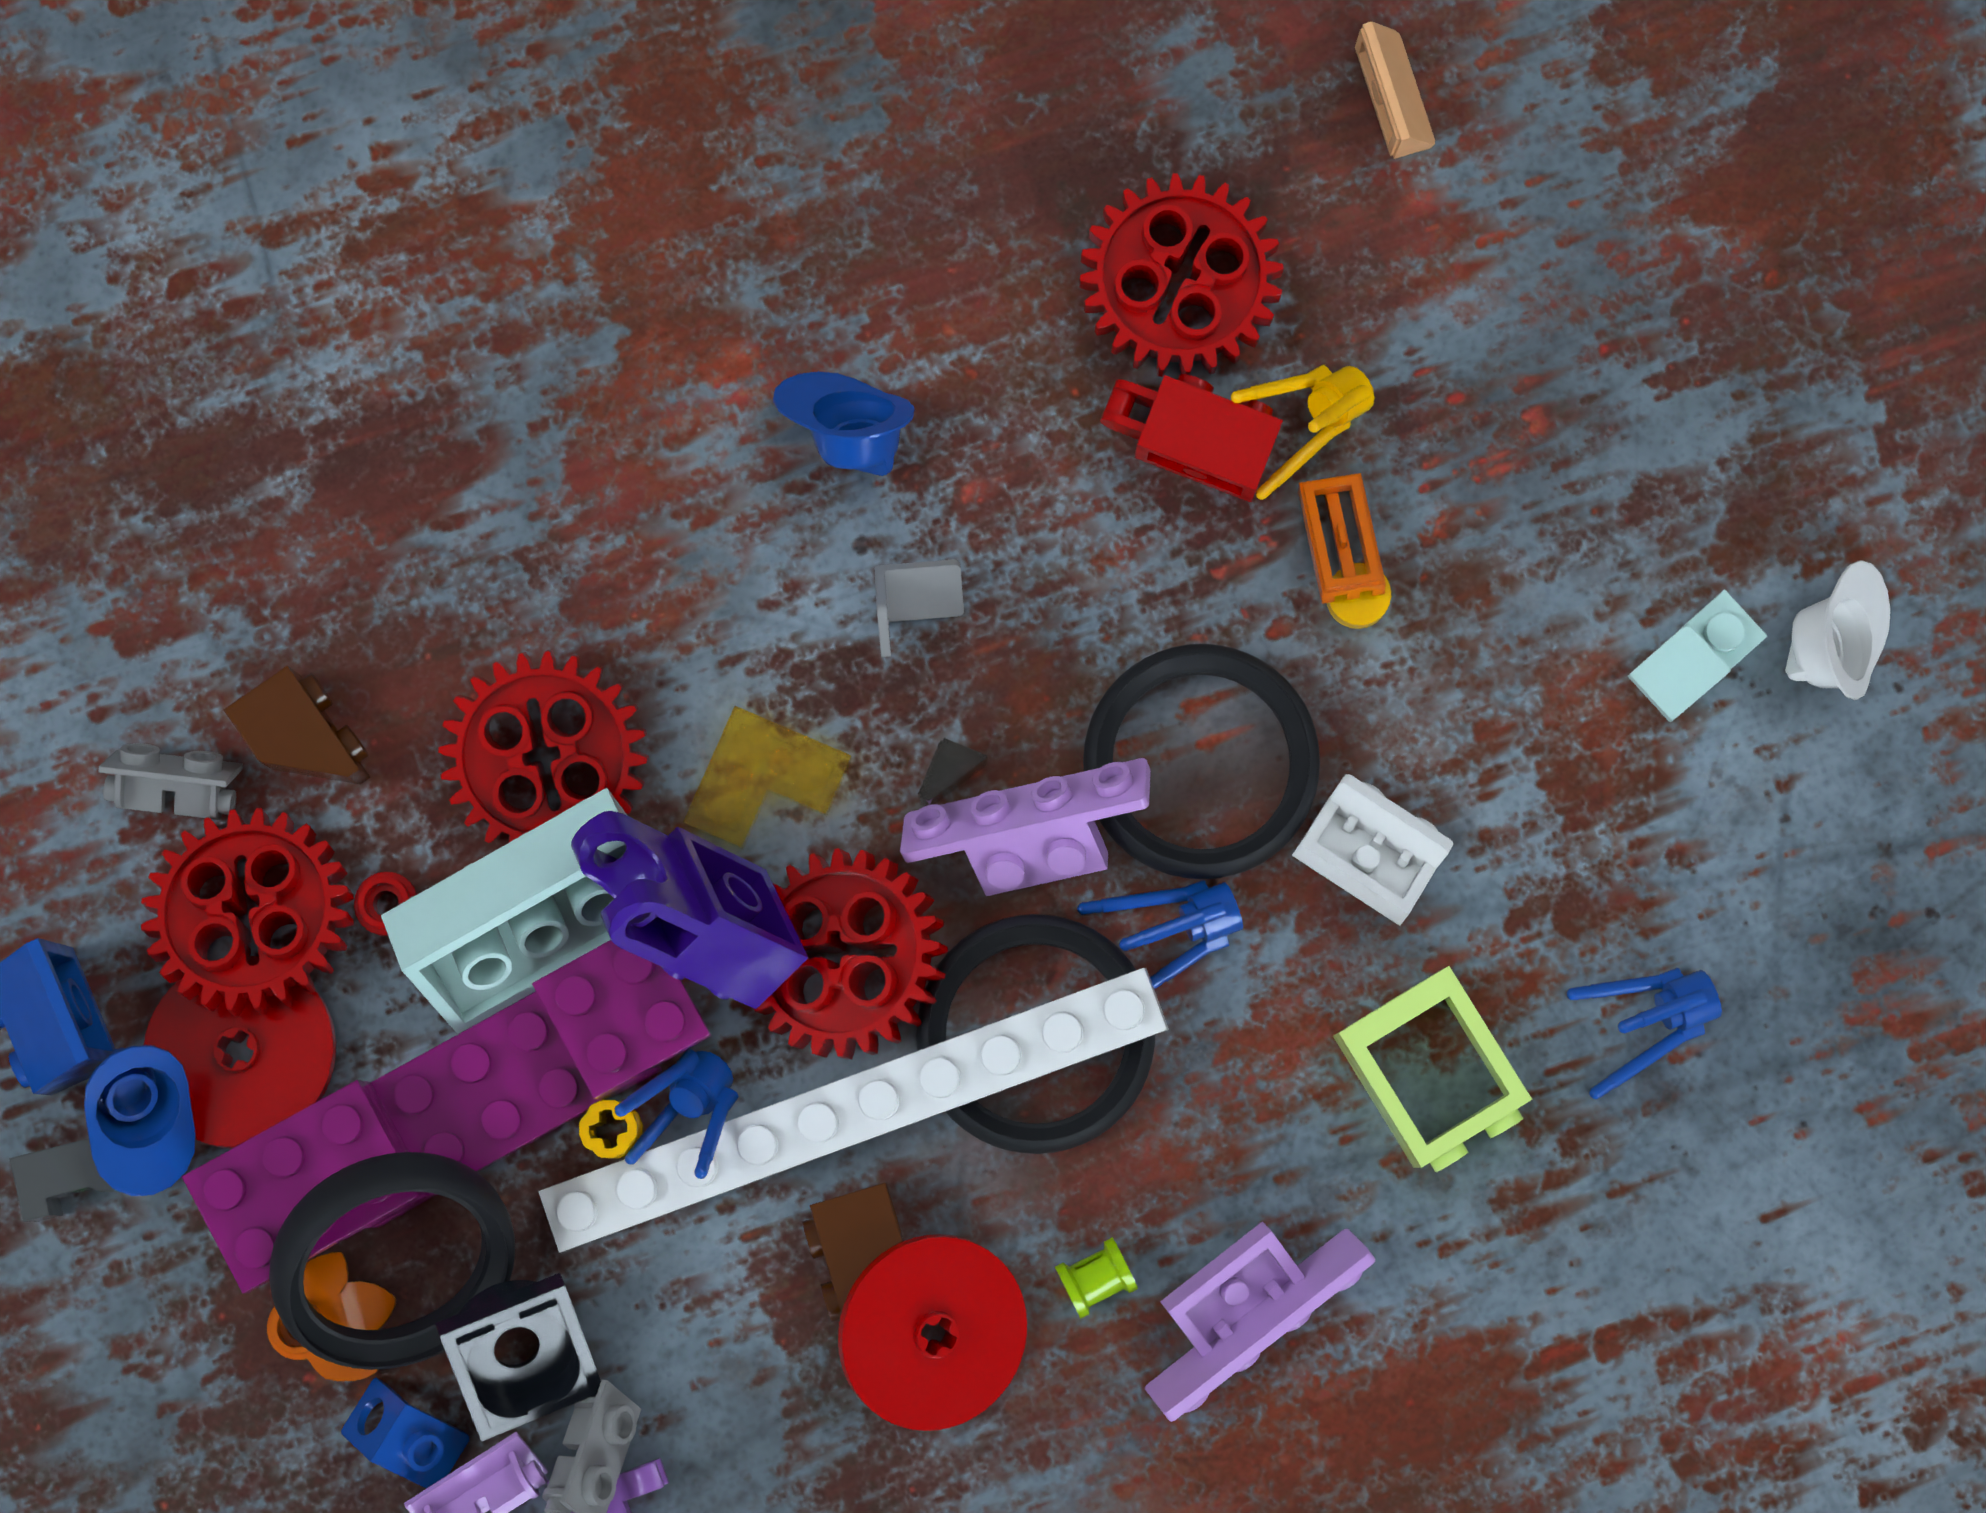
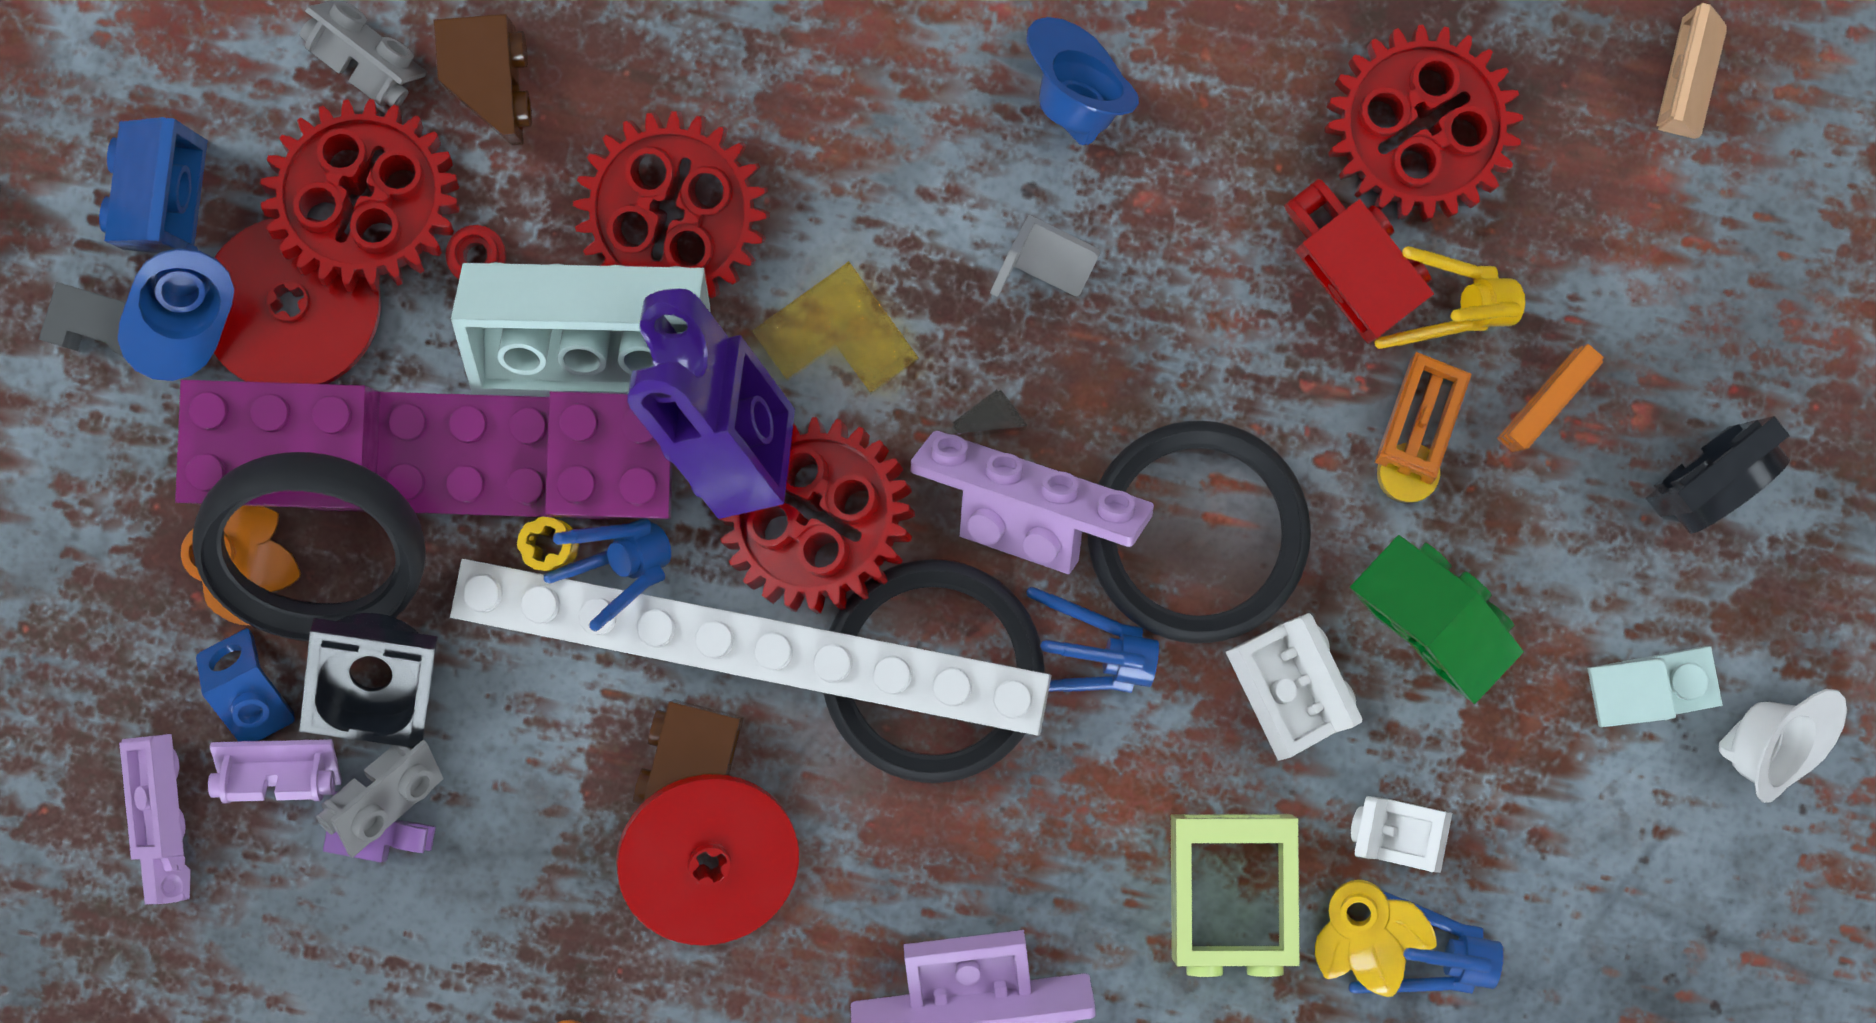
camera: 30 degrees right, 5 degrees up
(1096, 1277) = (864, 894): lime bush -> none
(1445, 453) = (1551, 398): none -> orange tile
(1465, 706) = (1440, 616): none -> green brick
(1551, 924) = (1401, 833): none -> white bracket
(1590, 1041) = (1375, 945): none -> yellow plate
(1640, 428) = (1724, 475): none -> black piece

